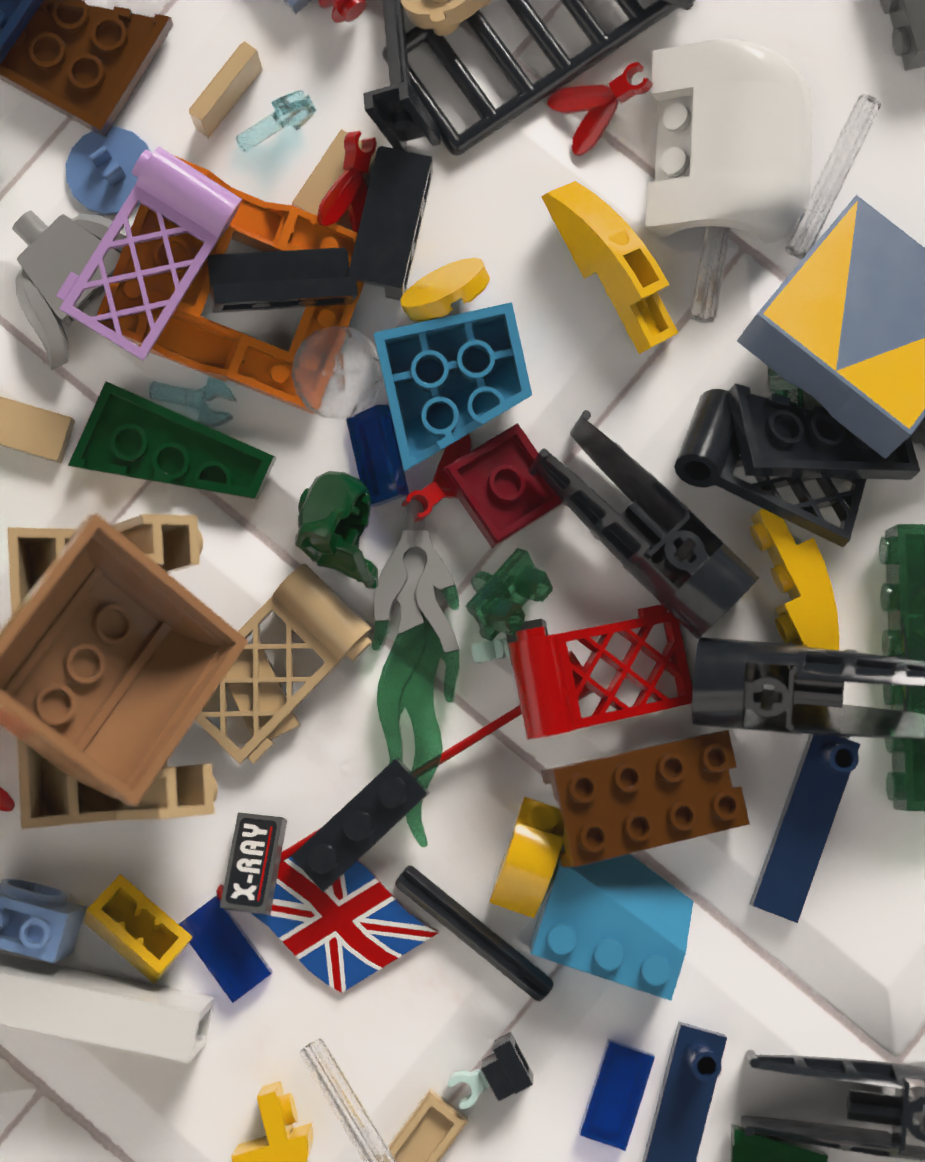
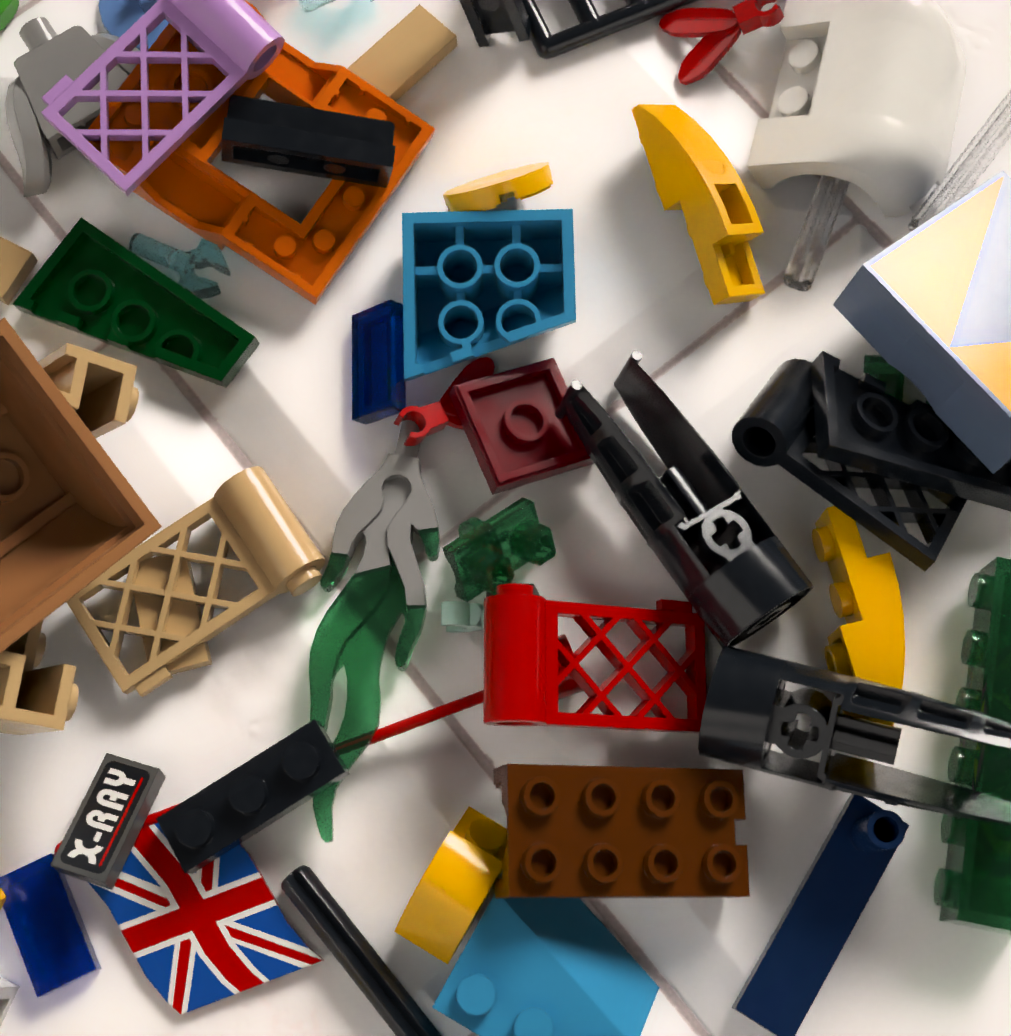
camera: 10 degrees right, 10 degrees down
(331, 524) = (307, 425): dark green head -> none
(337, 372) = (351, 258): clear tile -> none
(350, 188) = (415, 64): red piece -> none
(391, 220) = (455, 106): black panel -> none

